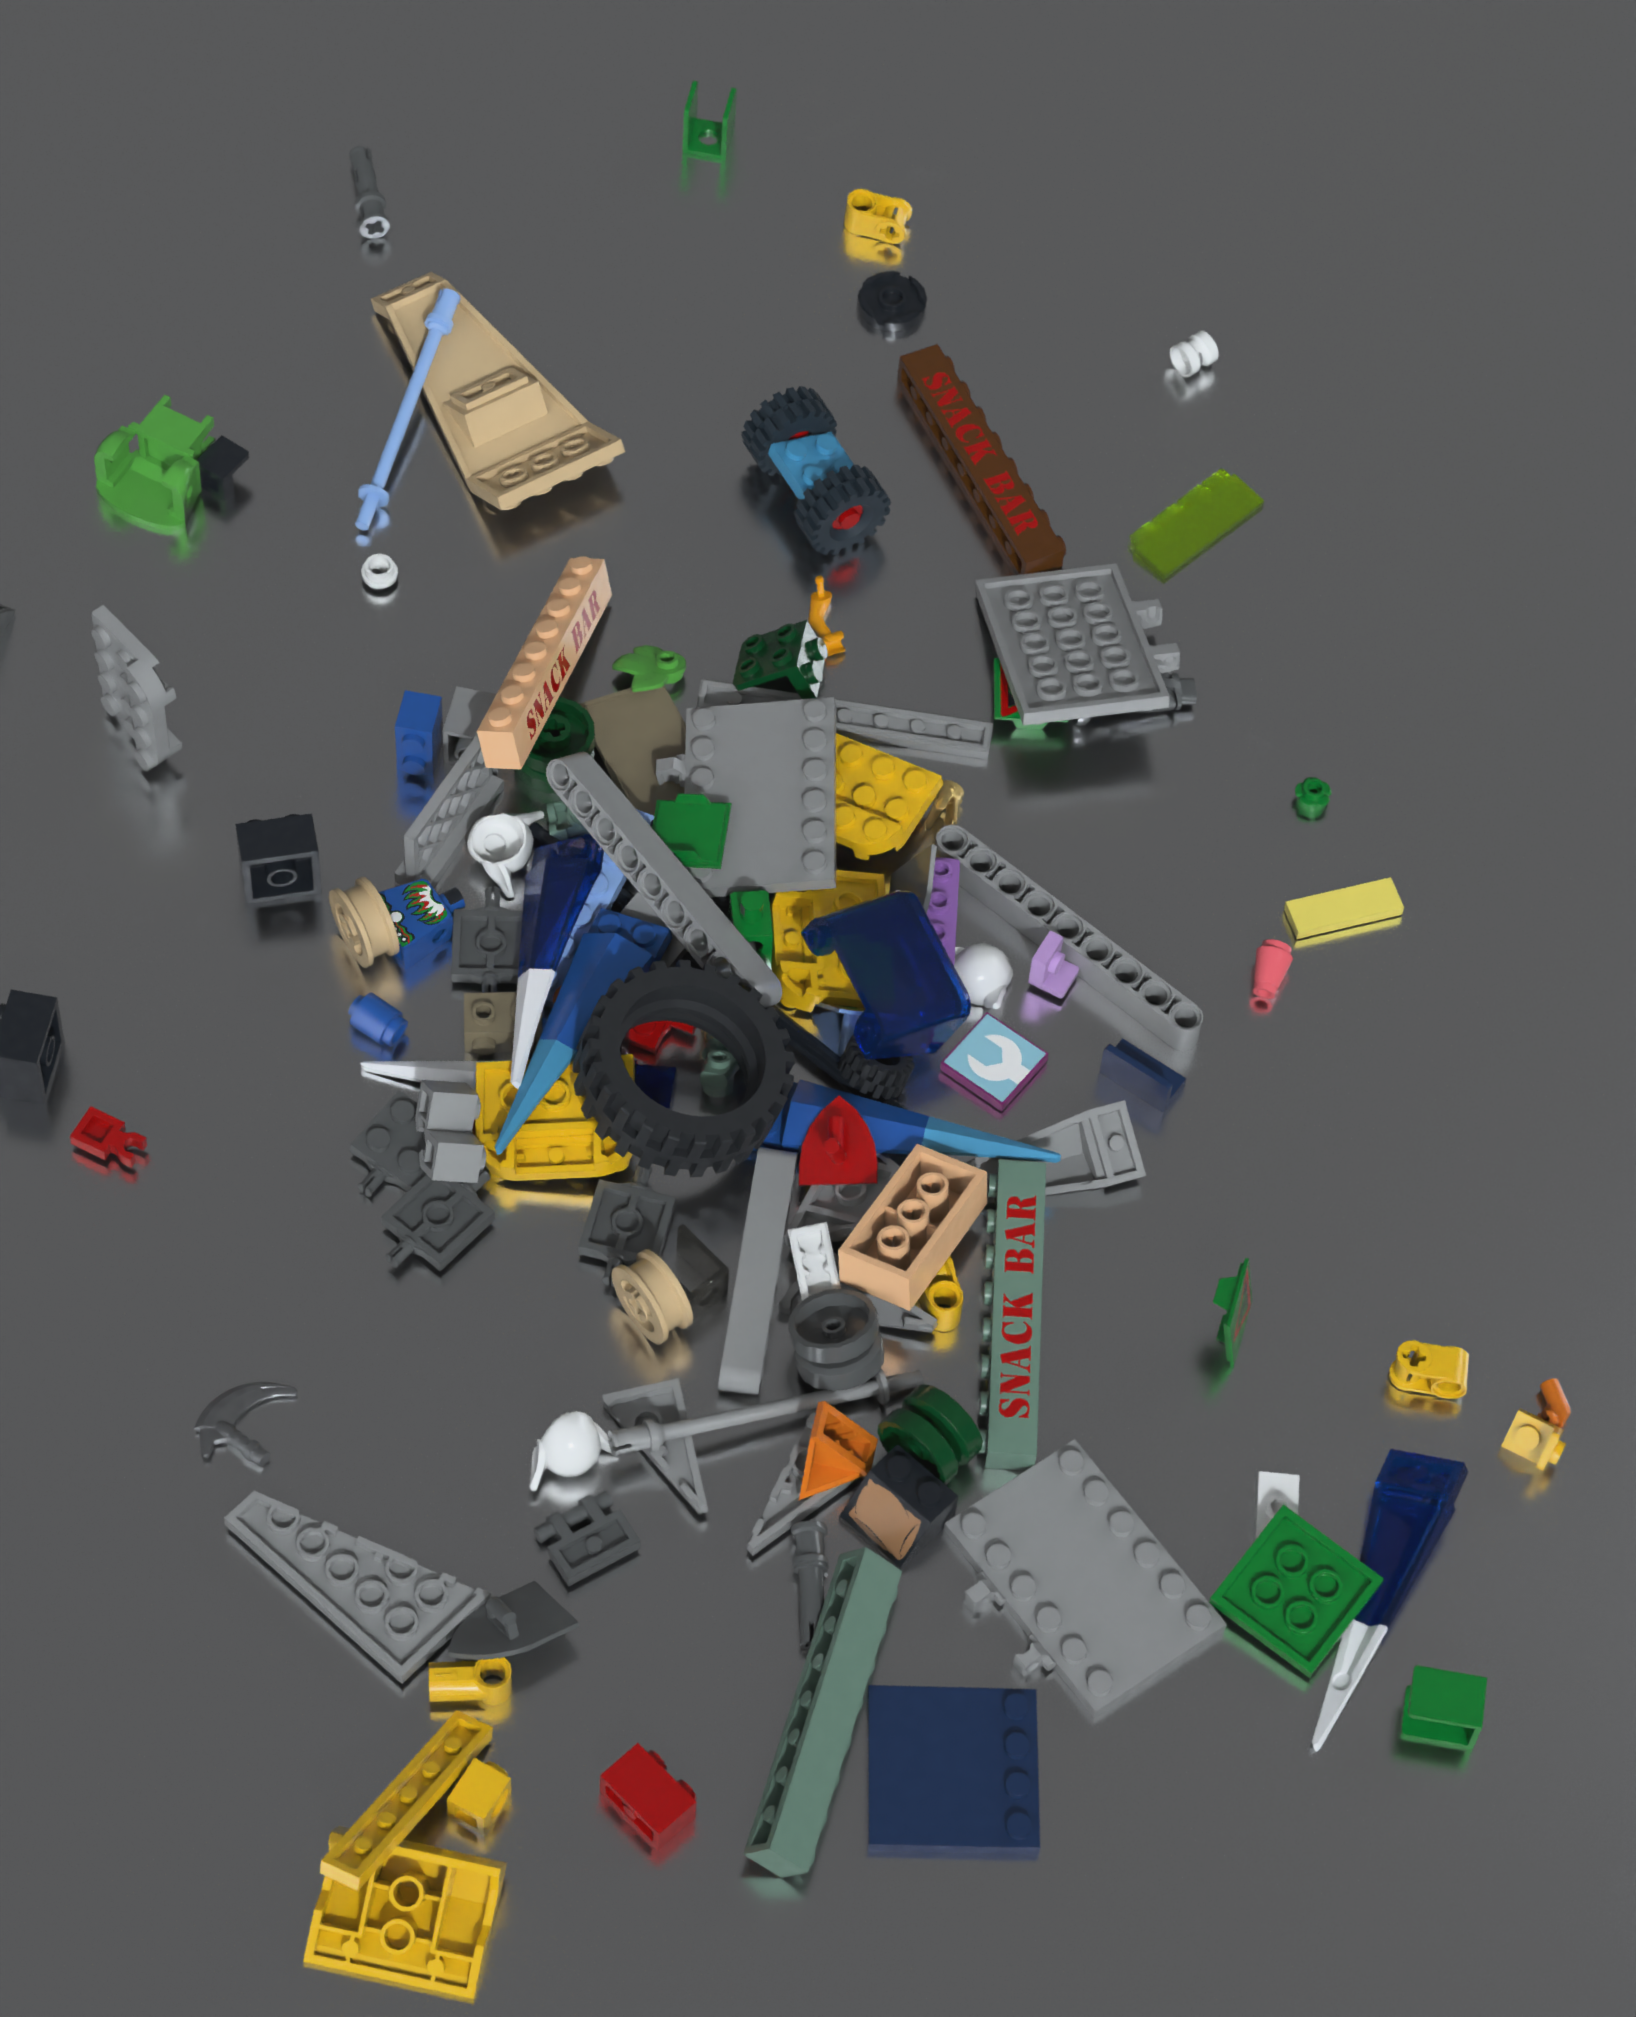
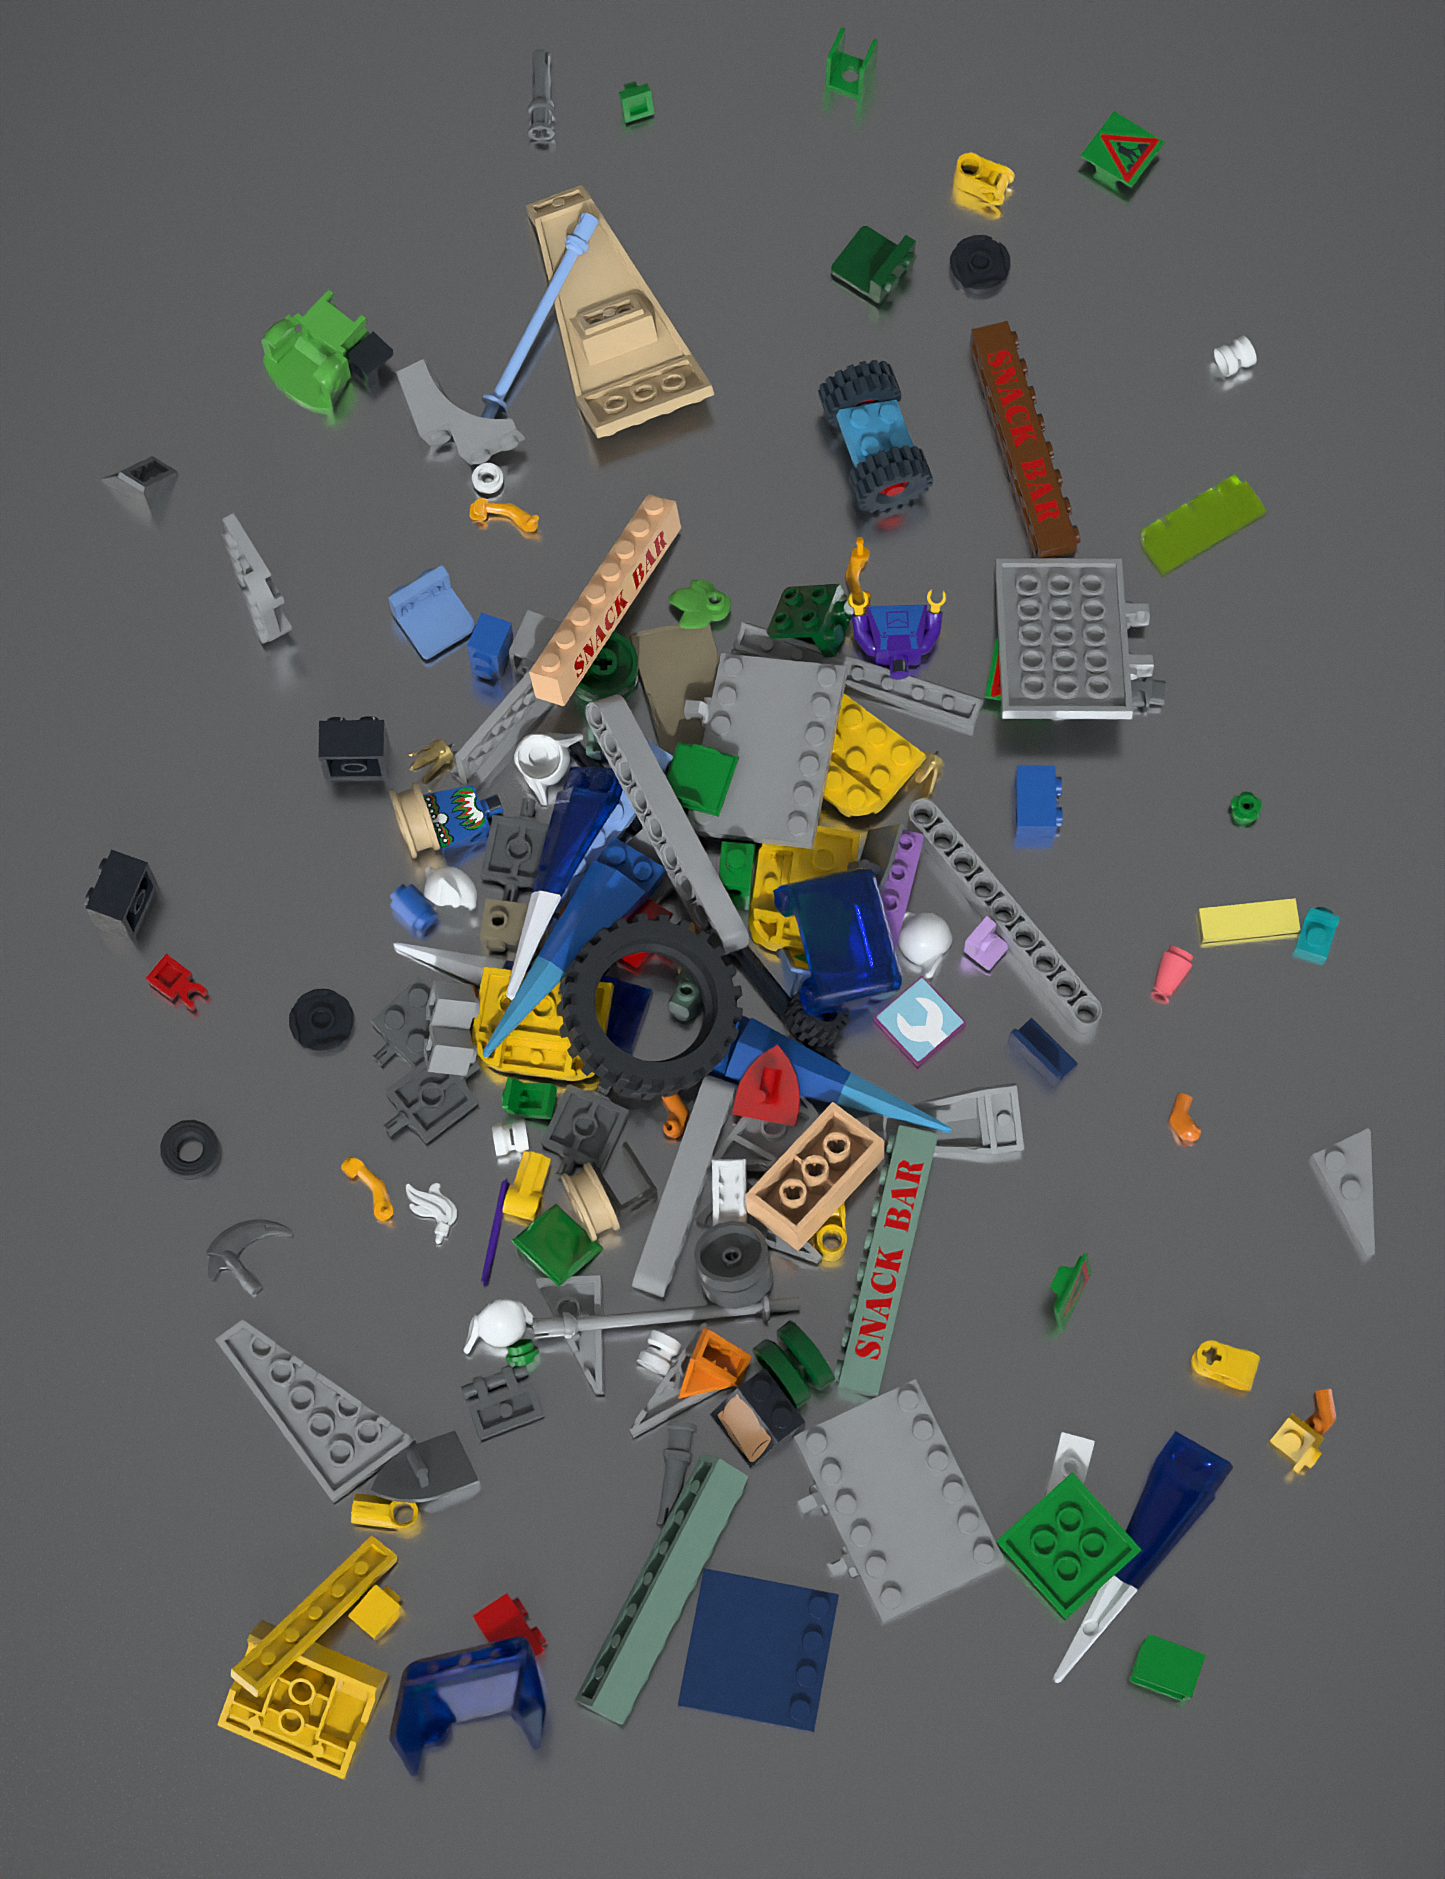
camera: 15 degrees right, 15 degrees up
(155, 1294) = (198, 1167): none -> black tyre
(290, 1157) = (322, 1021): none -> black tile
(319, 514) = (440, 419): none -> light grey arch
(339, 711) = (431, 612): none -> medium blue bracket
(374, 854) = (435, 750): none -> pearl gold piece
(379, 601) = (524, 520): none -> light orange piece
(399, 1344) = (381, 1202): none -> light orange piece
(419, 988) = (450, 886): none -> white piece
(461, 1336) = (433, 1205): none -> white piece
(476, 185) = (636, 101): none -> green tile
(541, 1247) = (502, 1137): none -> white wheel
(541, 1352) = (494, 1233): none -> dark purple axle
(555, 1204) = (529, 1099): none -> green bracket
(572, 1304) = (526, 1194): none -> yellow piece
(601, 1478) = (522, 1352): none -> green plate
(611, 1859) = (466, 1687): none -> clear blue windscreen
(619, 1354) = (557, 1245): none -> green piece
(734, 1199) = (678, 1116): none -> orange arm
(765, 1453) = (659, 1352): none -> white wheel
(776, 311) = (874, 262): none -> dark green bracket
(880, 666) = (896, 633): none -> dark purple torso
(1023, 173) = (1122, 150): none -> green piece
(1077, 816) = (1036, 801): none -> blue brick
(1319, 1123) = (1181, 1120): none -> orange arm
(1424, 909) = (1317, 933): none -> teal bracket
(1522, 1158) = (1348, 1178): none -> light grey wing

